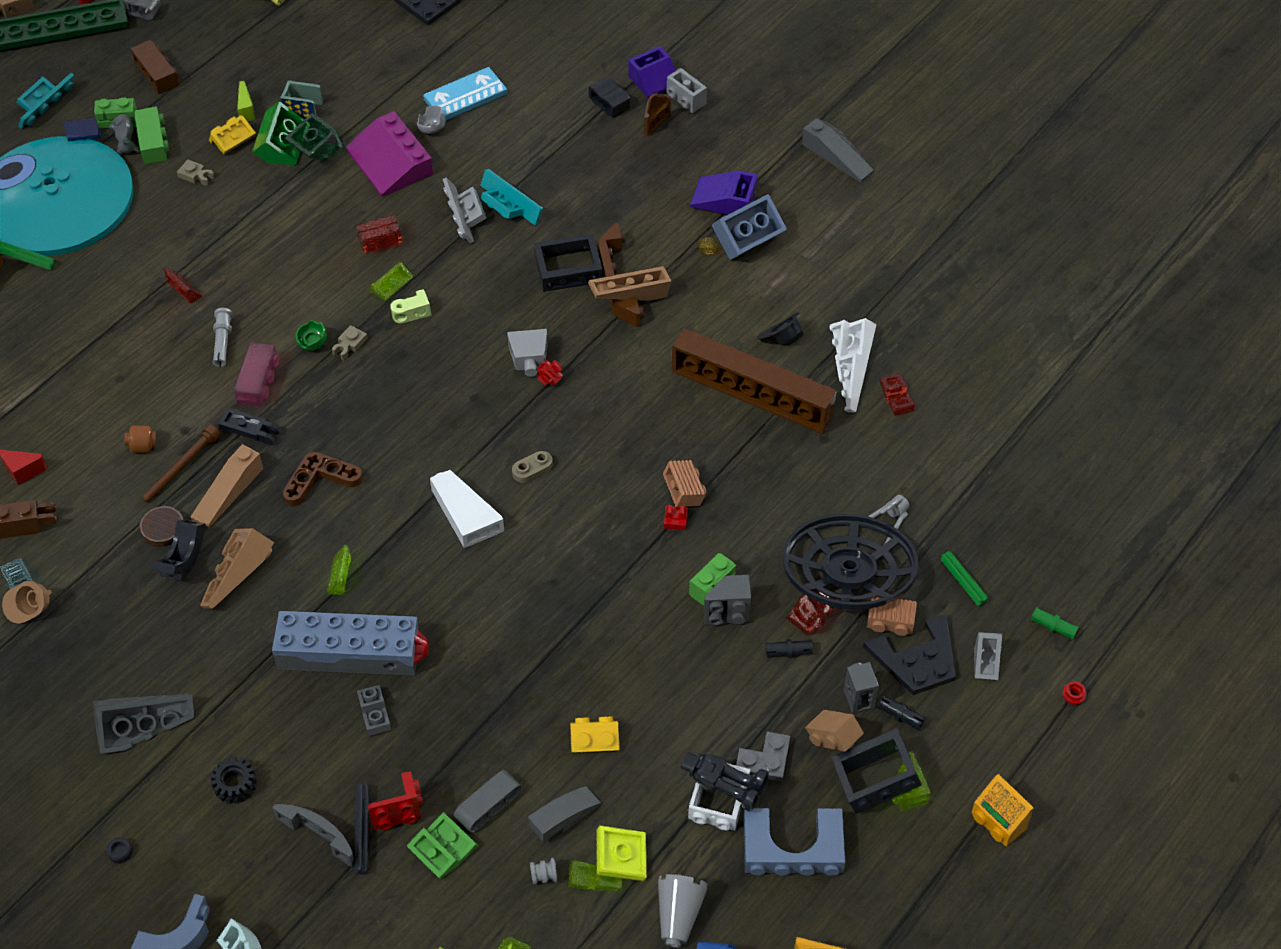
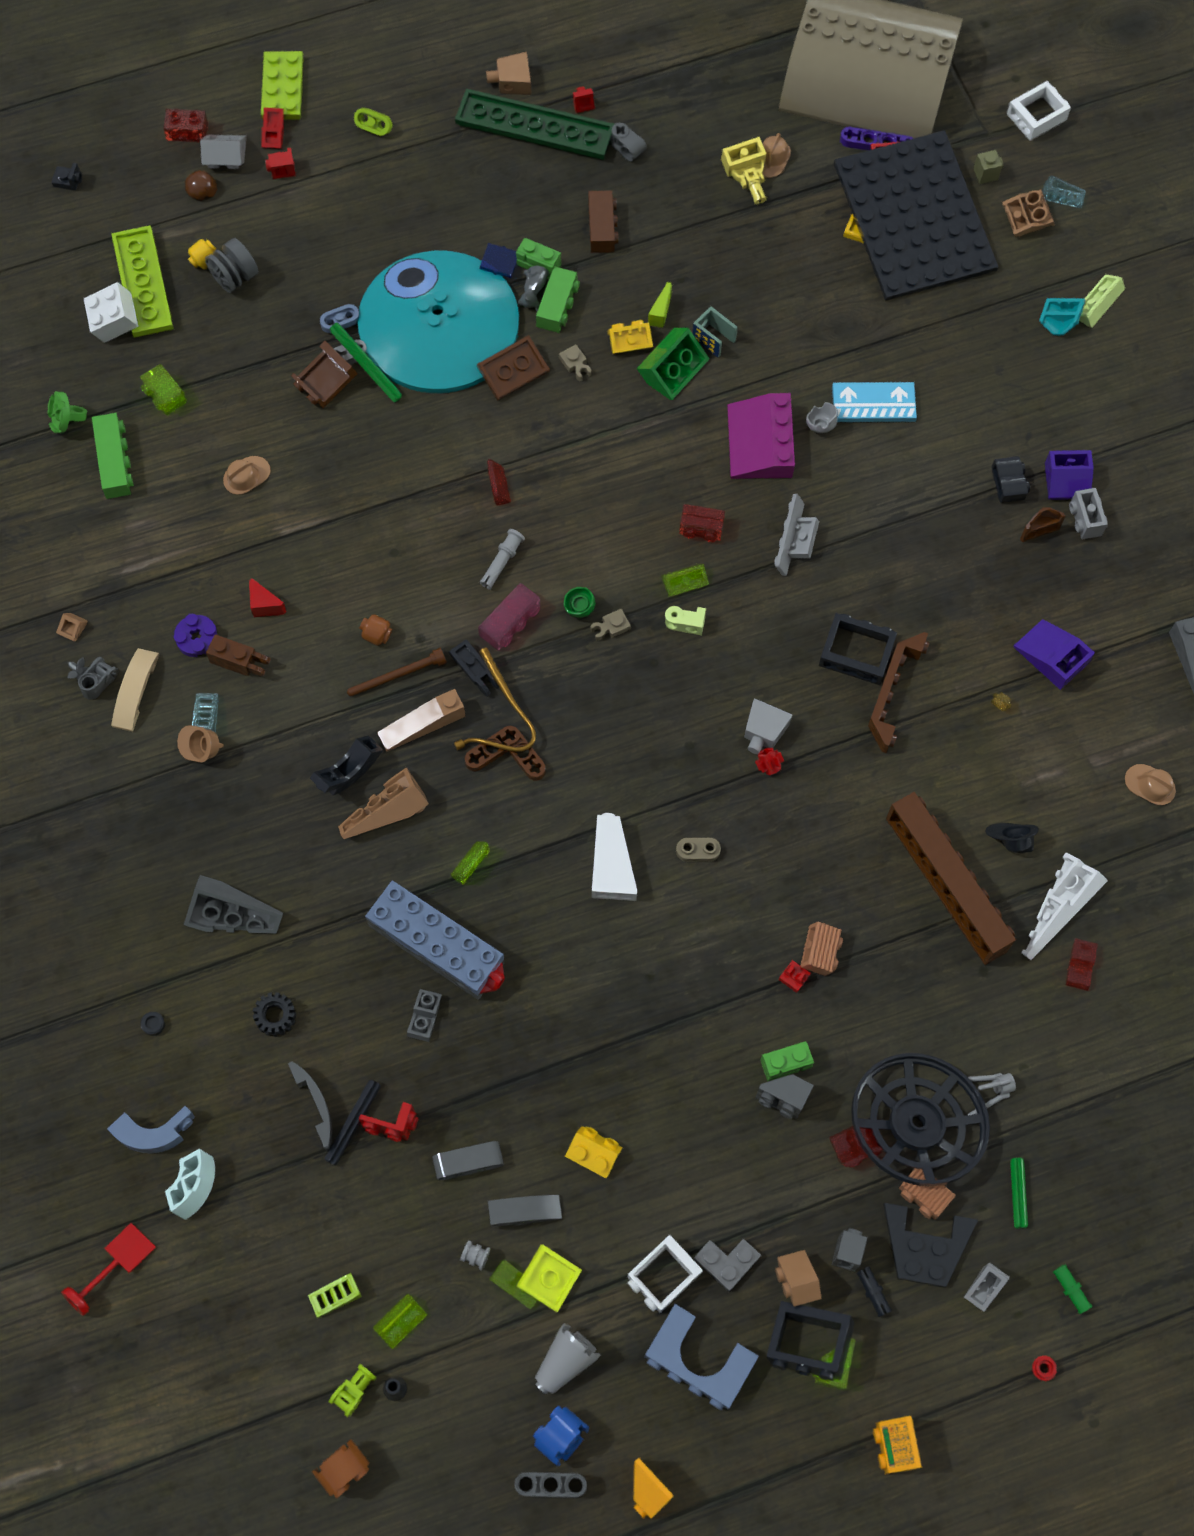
camera: 30 degrees right, 15 degrees up
(39, 96) = (480, 203): teal bracket -> none
(142, 198) = (513, 367): none -> reddish brown tile
(159, 525) = (347, 726): tile -> none
(278, 422) = (500, 681): none -> pearl gold piece
(315, 138) = (700, 384): clear green slope -> none
(442, 846) = (408, 1178): bright green slope -> none
(508, 199) = (842, 548): teal bracket -> none
(642, 284) = (897, 712): medium nougat slope -> none
(709, 771) = (662, 1254): black piece -> none
(749, 227) = (1051, 706): sand blue brick -> none
(789, 648) = (814, 1168): black pin -> none
(862, 247) = (1150, 784): none -> medium nougat piece

